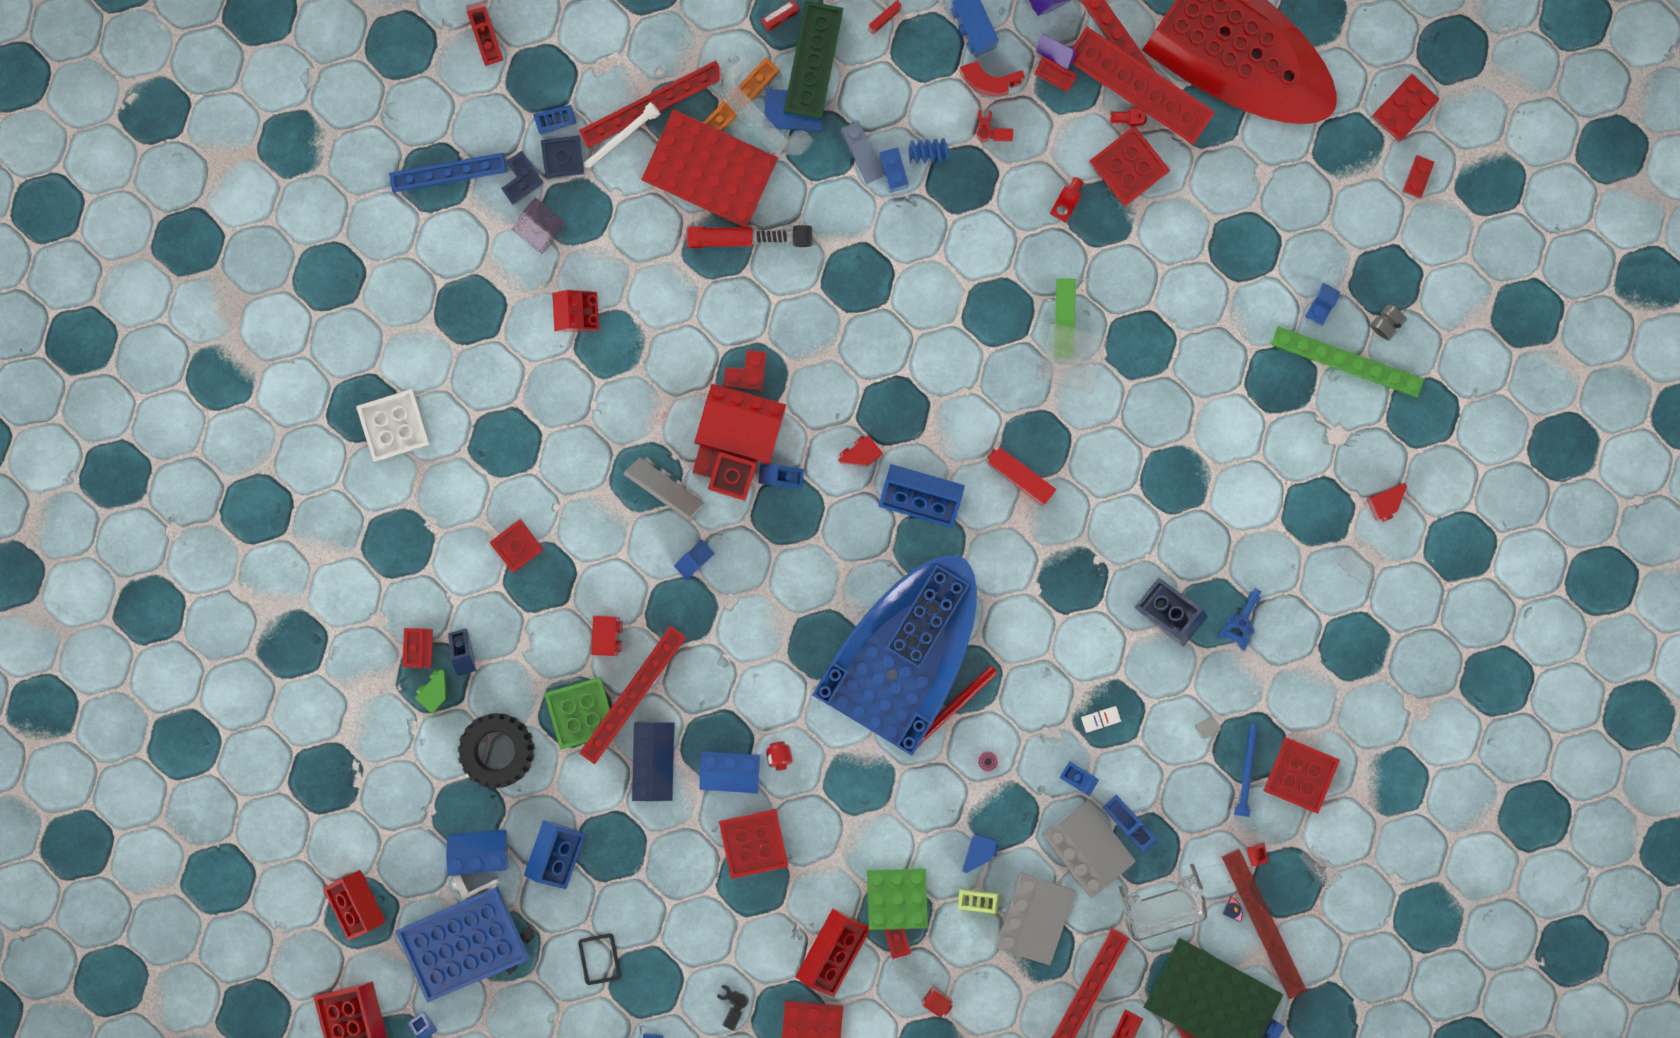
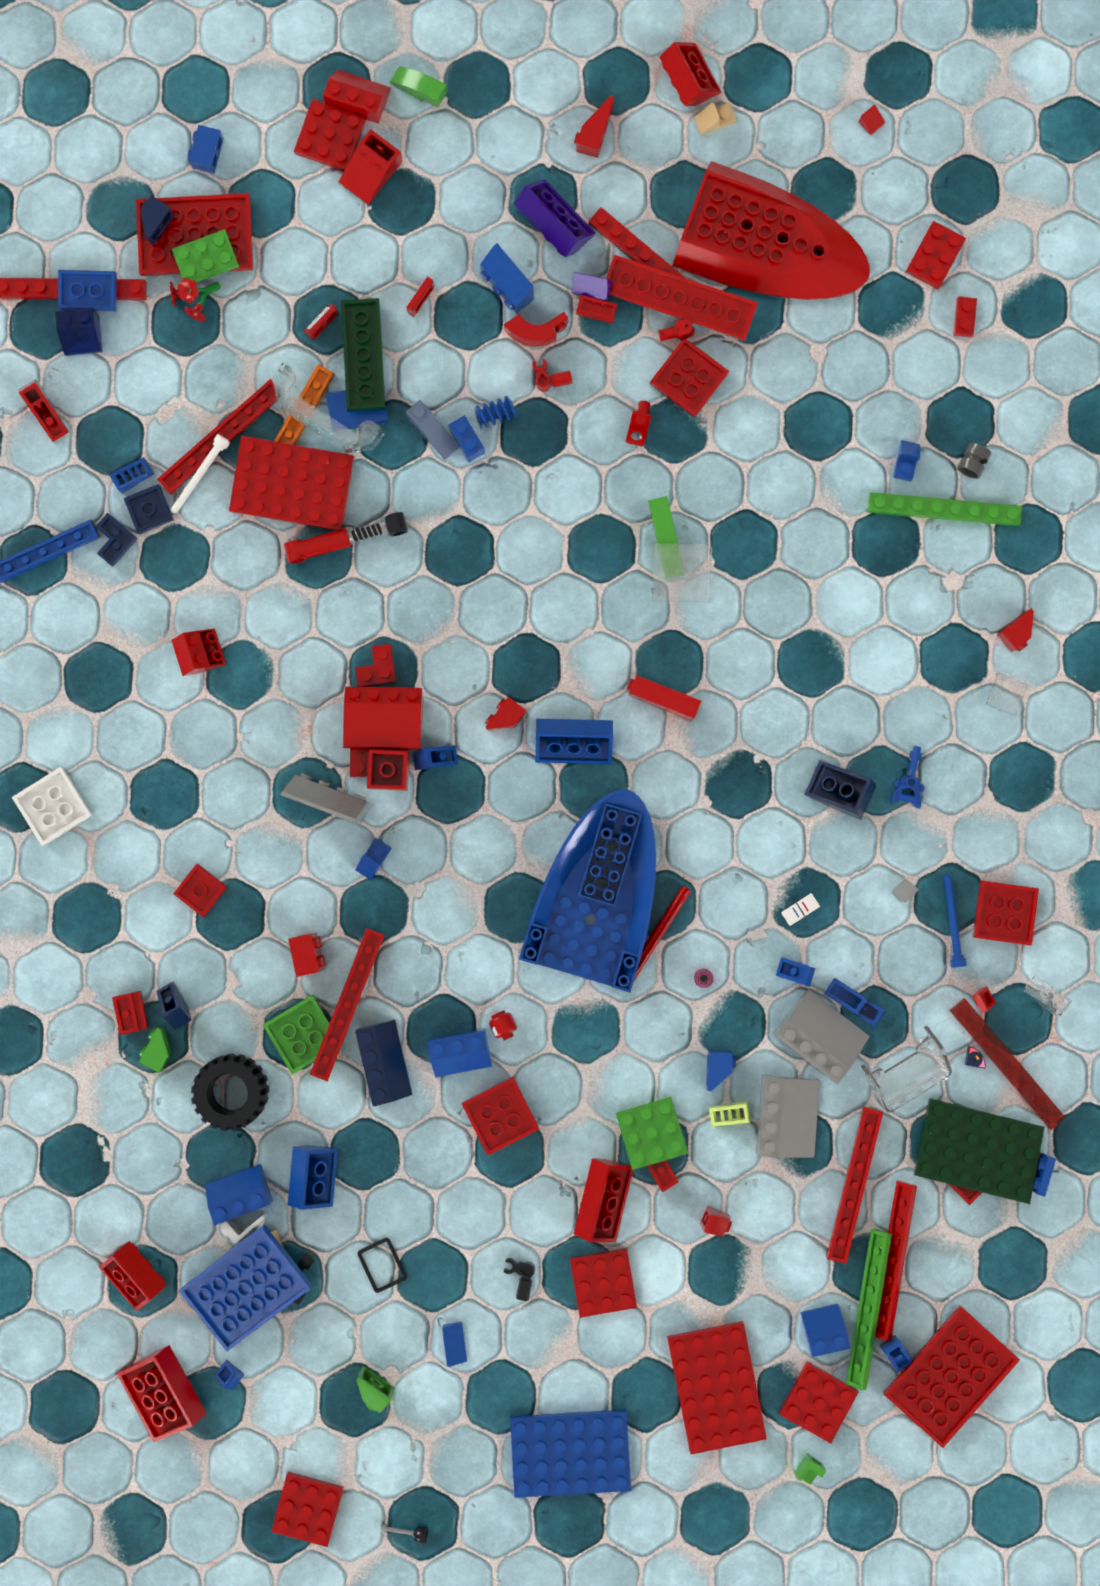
camera: 10 degrees left, 0 degrees up
(539, 225) = (142, 579): clear purple slope -> none

